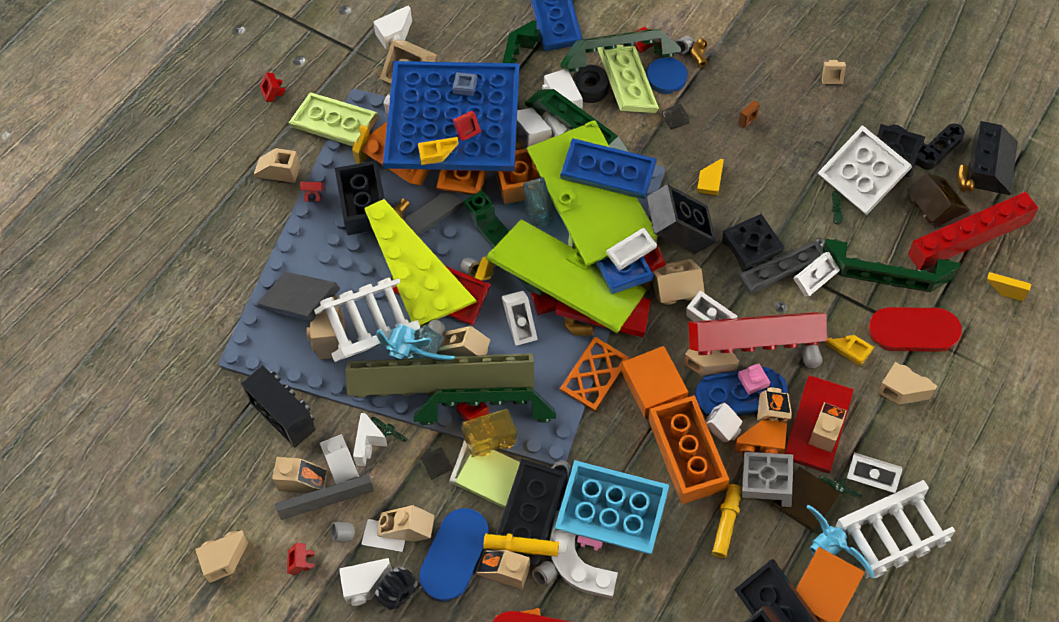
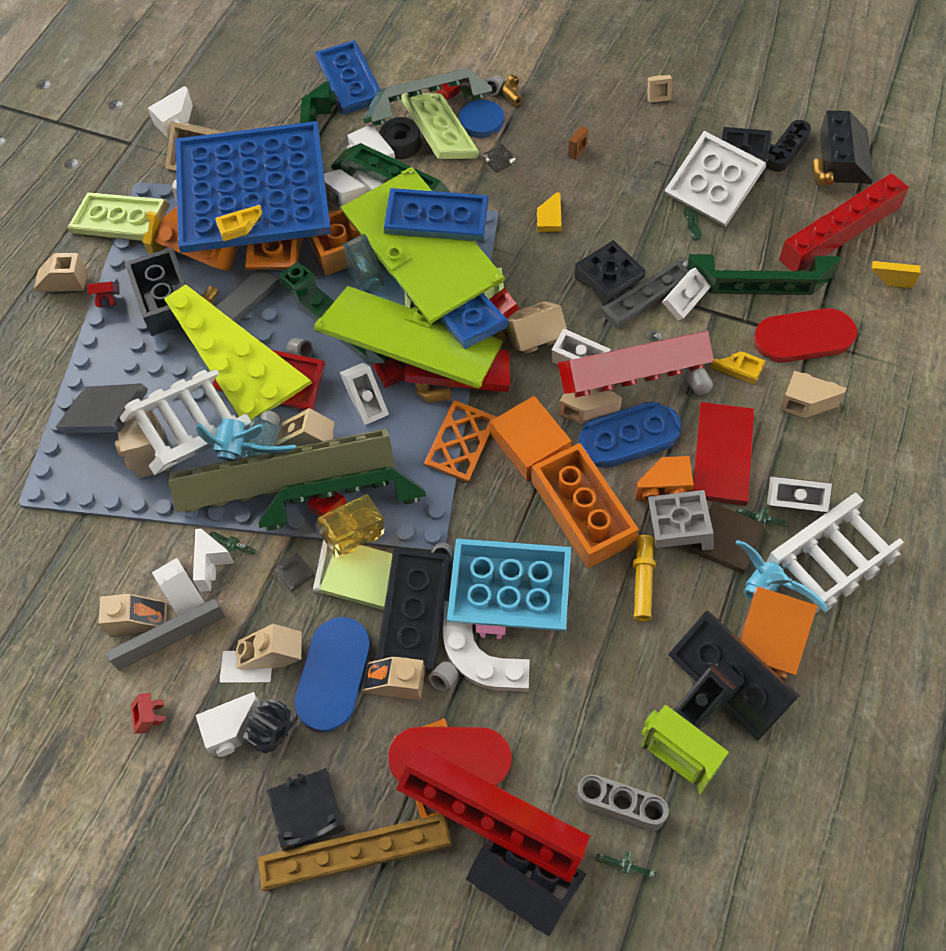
camera: 10 degrees left, 0 degrees up
(221, 556) = (49, 727): tan slope -> none
(271, 87) = (42, 193): red tile -> none
(279, 405) = (96, 537): black brick -> none
(342, 531) = (194, 671): light grey piece -> none
(464, 84) = (259, 149): sand blue tile -> none
(467, 125) = (268, 191): red tile -> none
(485, 269) = (316, 344): yellow tile -> none
(521, 545) = (410, 647): yellow pin -> none
(631, 249) = (478, 295): white tile -> none
(681, 219) = (526, 257): black brick -> none
(724, 423) = (619, 468): white slope -> none
(754, 379) = (641, 415): bright pink tile -> none
(774, 406) = (671, 440): slope -> none
(827, 427) = (735, 454): tan slope -> none
(936, 199) = (796, 197): dark brown slope -> none

